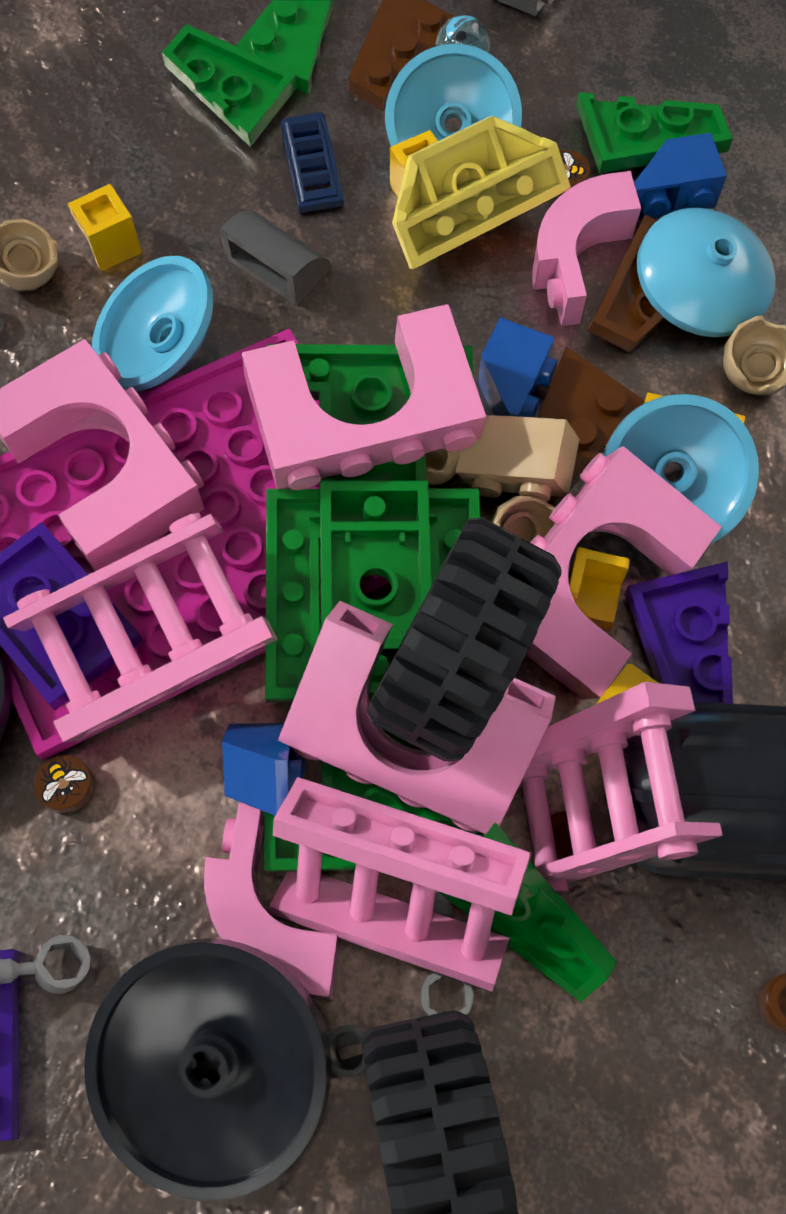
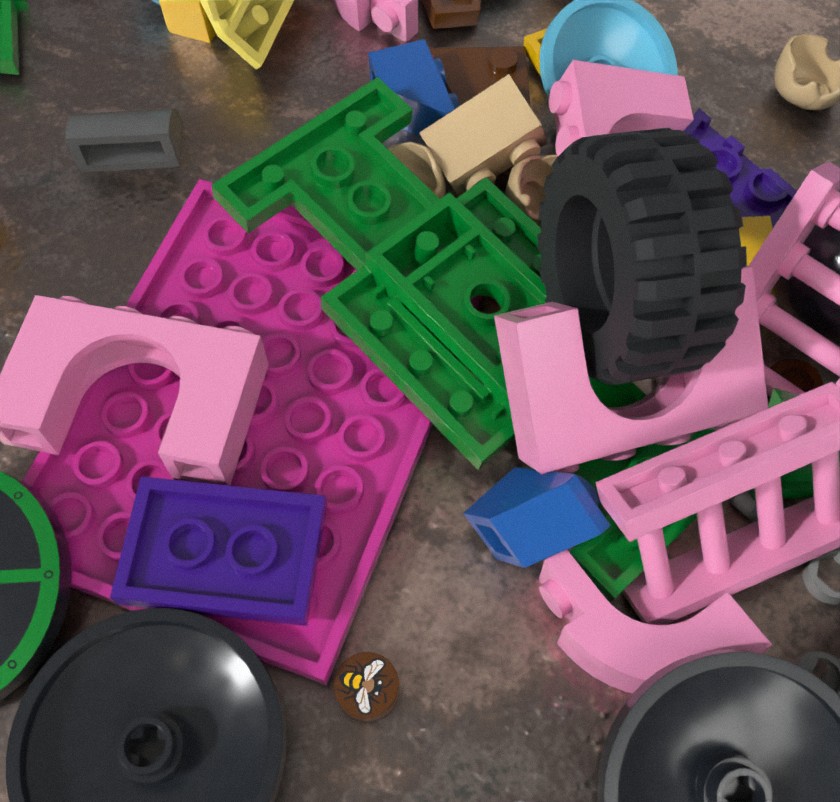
camera: 40 degrees left, 5 degrees down
(138, 683) = (372, 533): bright pink fence -> none
(155, 321) = (78, 241): medium azure dish -> none
(308, 135) = (66, 31): dark blue slope -> none
(311, 445) = (326, 228): bright pink arch -> none

